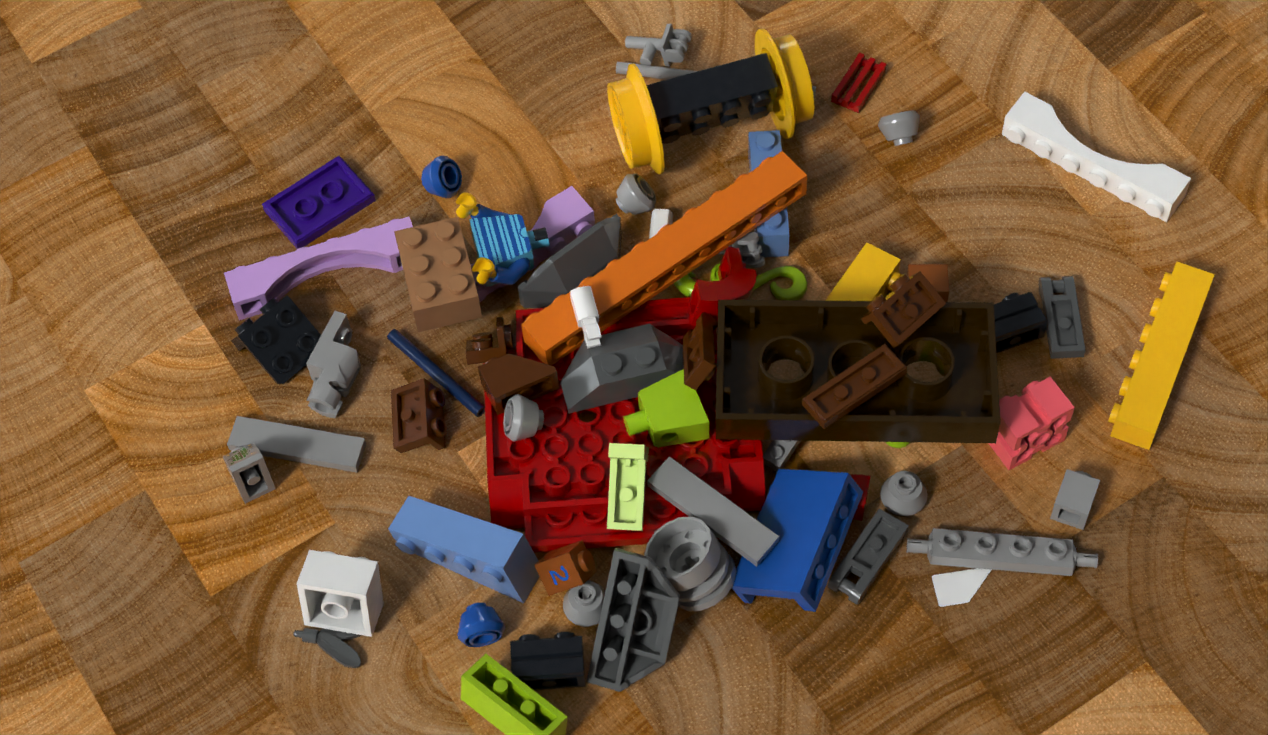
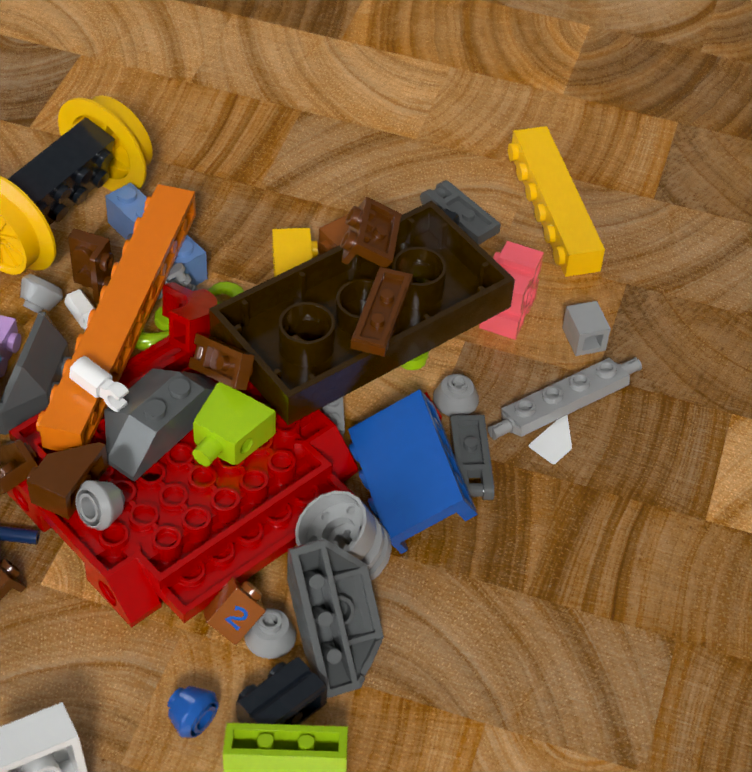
camera: 45 degrees left, 10 degrees down
(467, 546) = (123, 650): medium blue wedge -> none
(627, 486) = (243, 500): yellowish green bracket -> none
(691, 186) = (90, 260): none -> reddish brown bracket
(720, 514) = (309, 481): light grey tile -> none
(868, 65) = (157, 115): red tile -> none
(900, 127) = (222, 141): light grey cone -> none
(1147, 186) = (443, 97): white arch -> none

